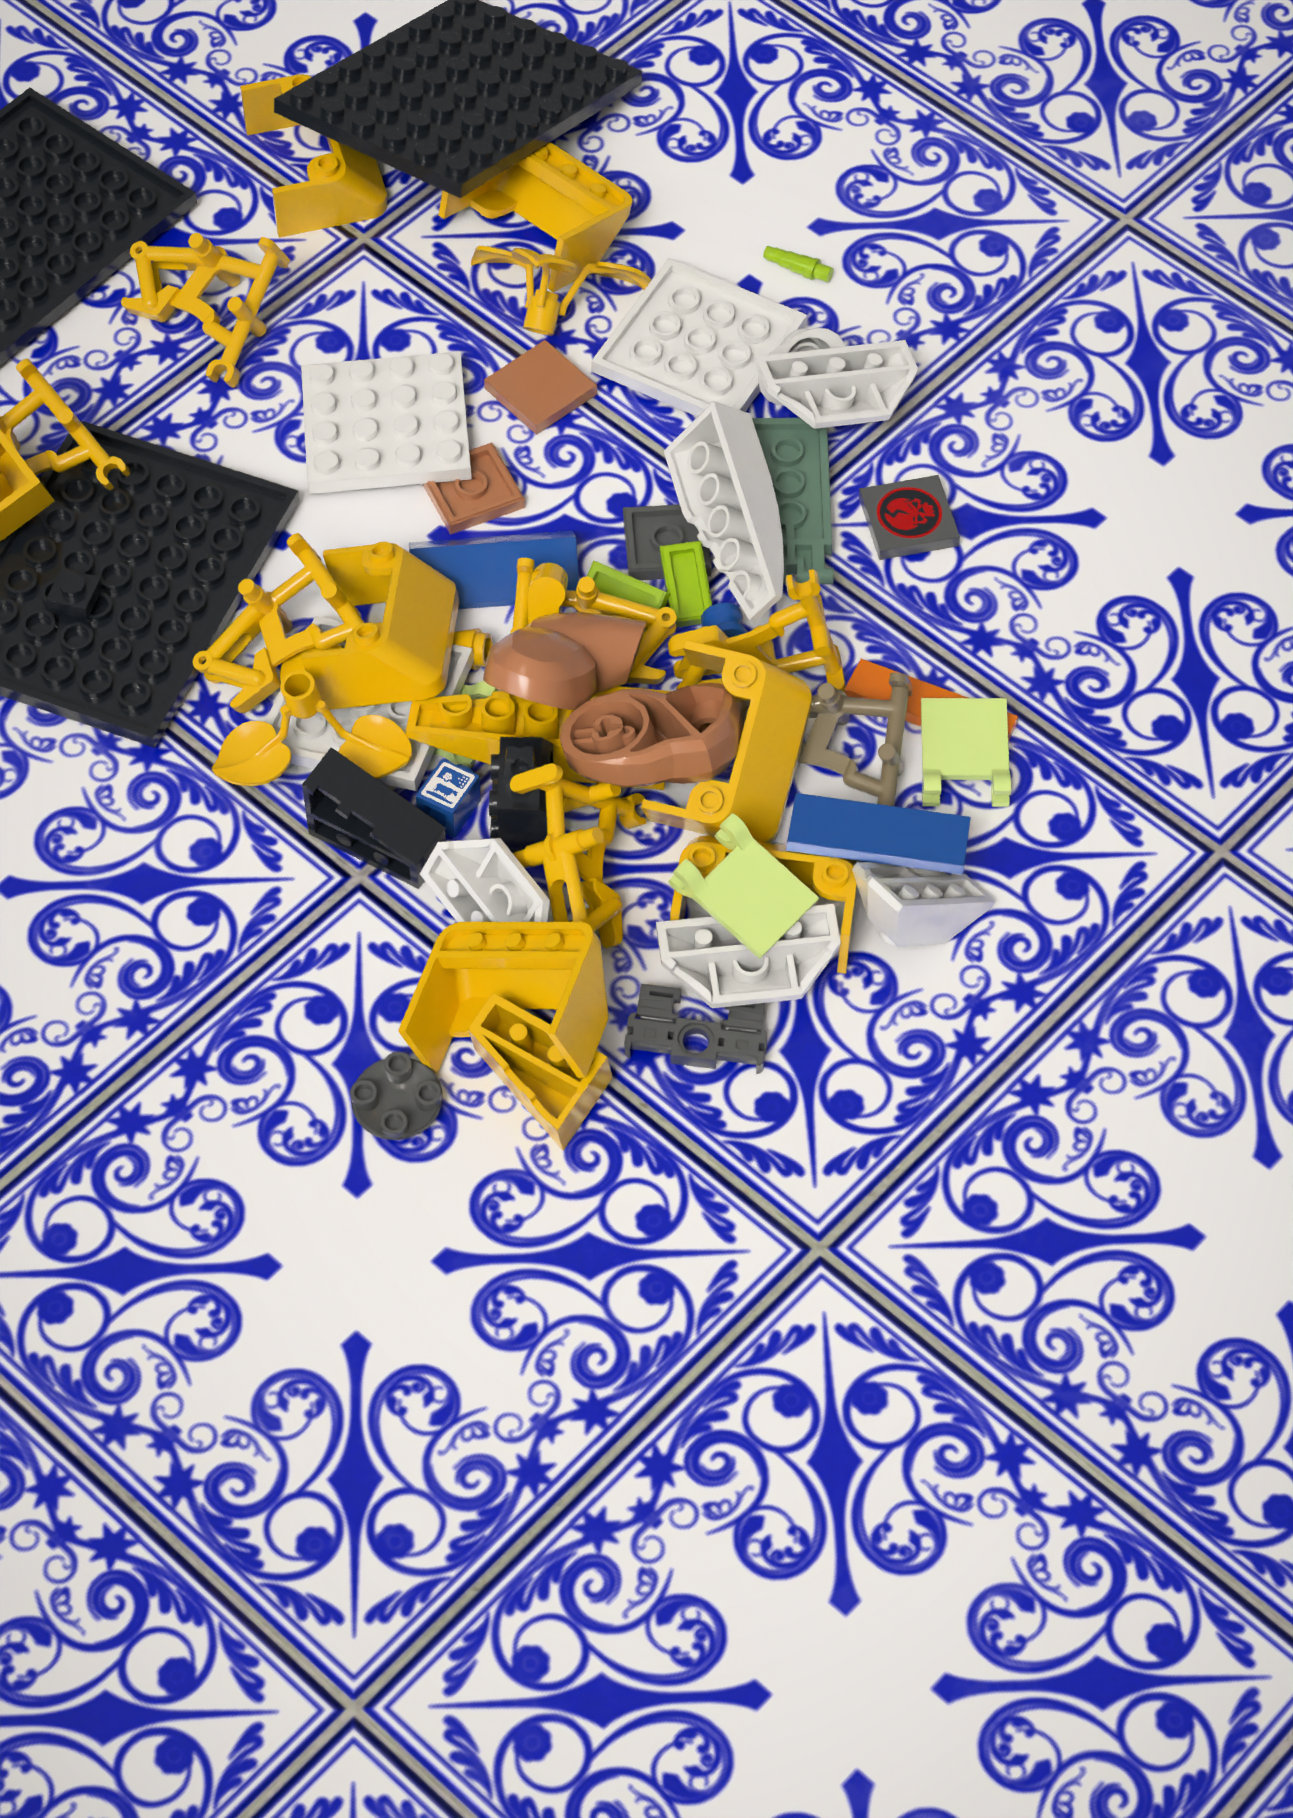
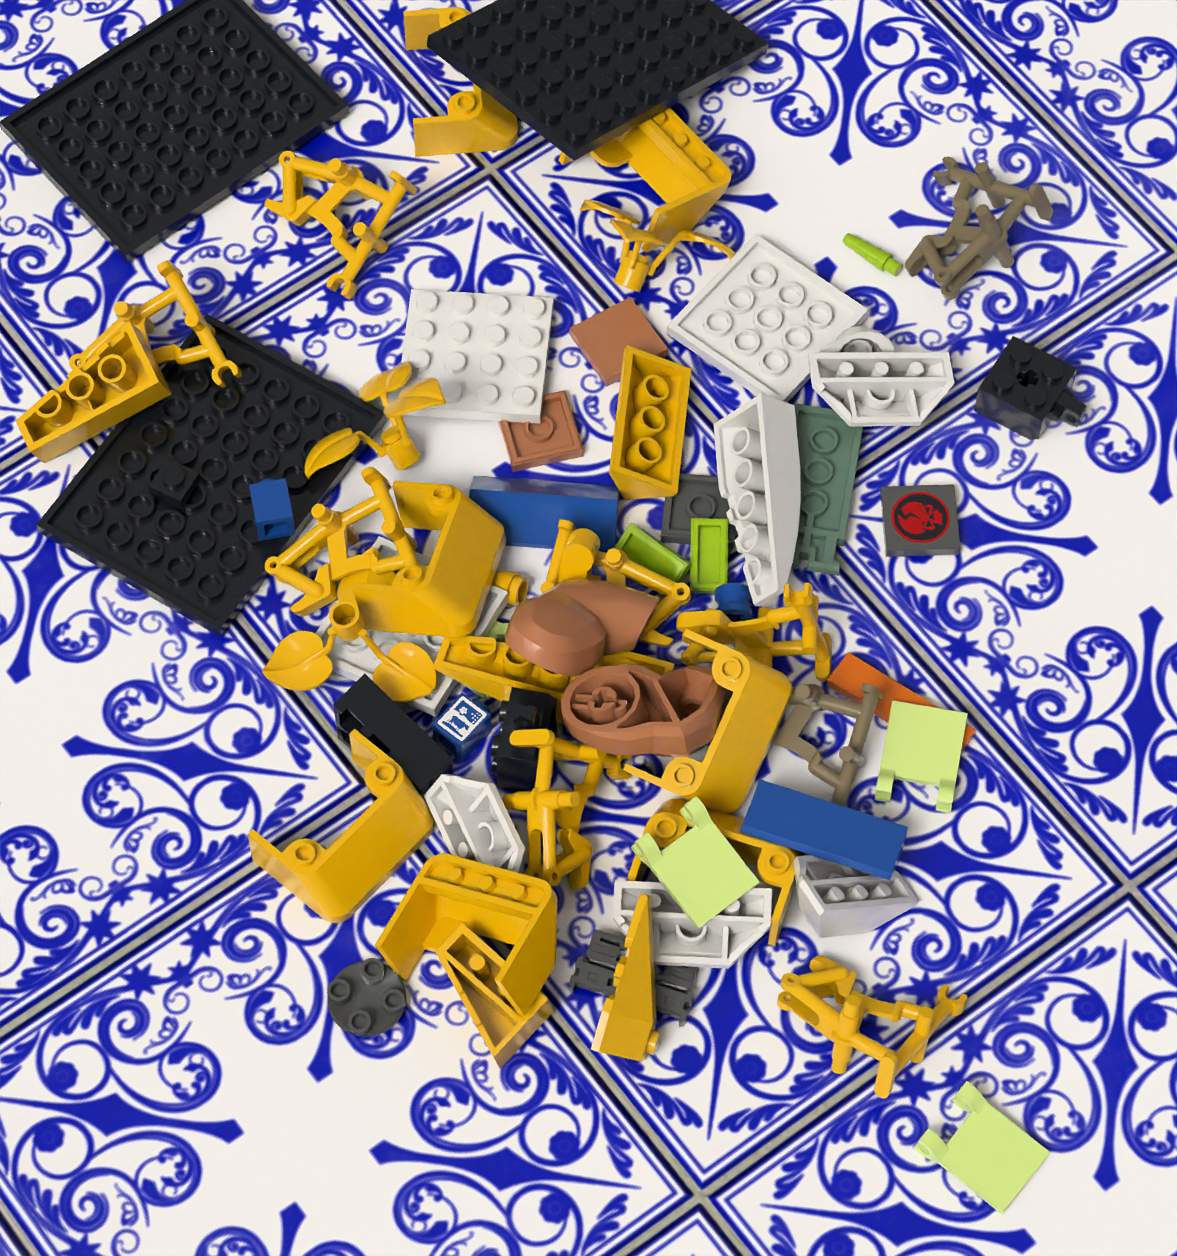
camera: 10 degrees right, 5 degrees up
(191, 602) = (272, 509): none -> blue brick
(316, 516) = (395, 440): none -> yellow plant
(365, 946) = (366, 854): none -> yellow windscreen
(594, 462) = (649, 425): none -> yellow slope
(700, 1058) = (630, 1014): none -> yellow wedge
(915, 230) = (984, 240): none -> dark tan piece
(942, 1027) = (804, 998): none -> yellow piece
(998, 370) = (1029, 391): none -> black hinge
(1127, 1147) = (985, 1151): none -> yellowish green flag

